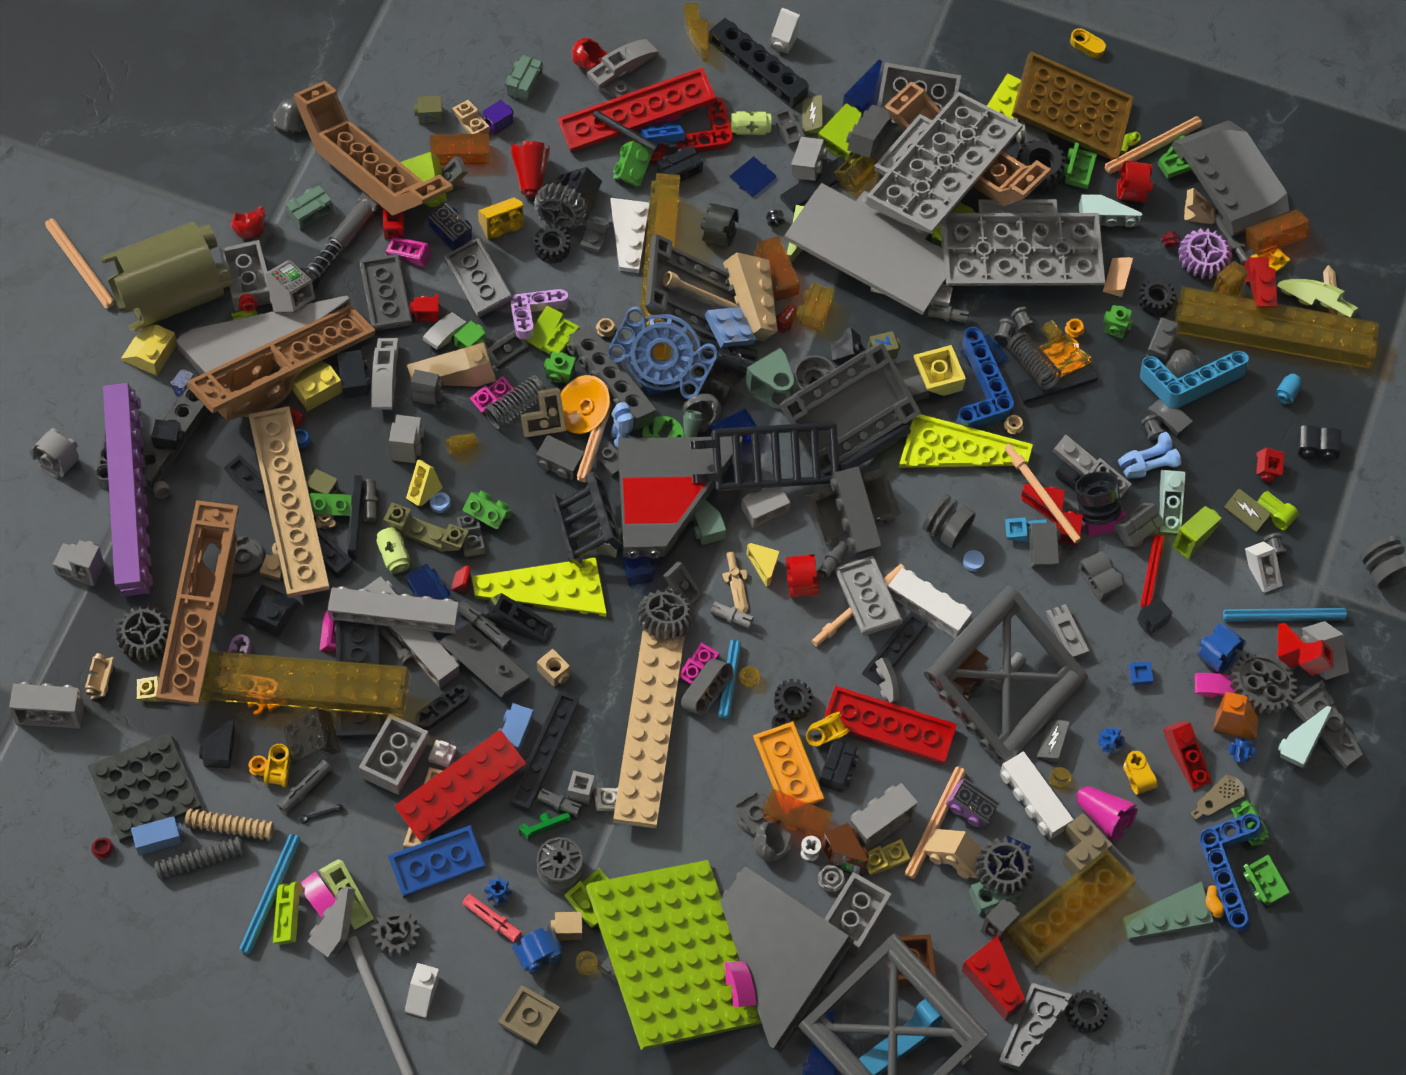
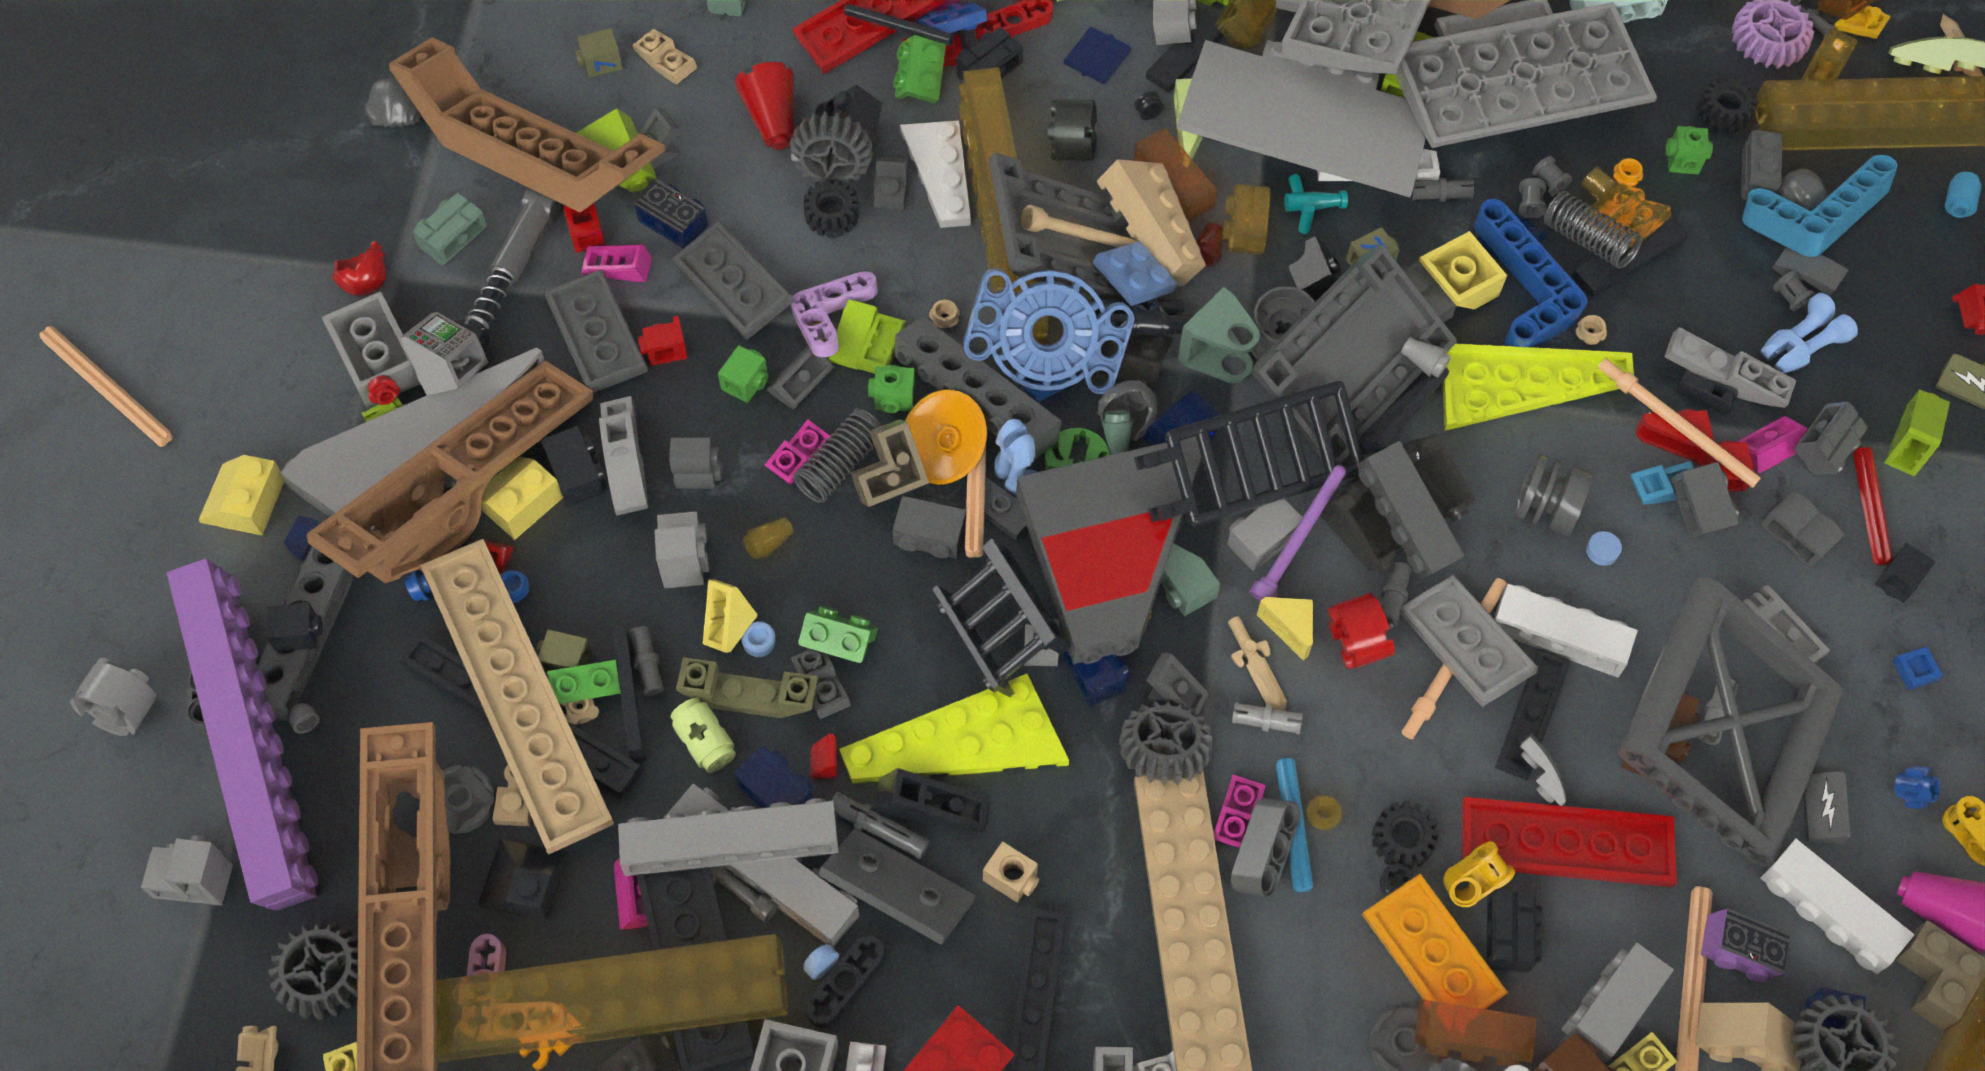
camera: 10 degrees left, 0 degrees up
(167, 274) = (244, 371): olive brick -> none
(244, 426) = (418, 586): none -> blue plate
(430, 692) = (821, 961): none -> light blue tile
(443, 330) = (698, 370): light grey slope -> none
(459, 368) = (738, 421): tan wedge -> none
(470, 147) = (676, 92): clear orange brick -> none
(498, 116) = (704, 43): dark purple brick -> none
(501, 218) = (746, 185): yellow slope -> none
(517, 725) = (976, 986): medium blue brick -> none
(756, 537) = (1268, 585): none -> medium lavender piece
(856, 303) = (1310, 201): none -> teal piece
(897, 419) = (1427, 357): none -> light grey cone
(1059, 778) = (1858, 867): clear yellow tile -> none
(1098, 498) = (1764, 410): black wheel -> none
(1117, 276) = (1666, 83): light nougat slope -> none
(1170, 239) = (1717, 22): dark red plate -> none
(1171, 500) = (1859, 382): light aqua slope -> none
(1262, 281) = (1879, 51): red arch -> none

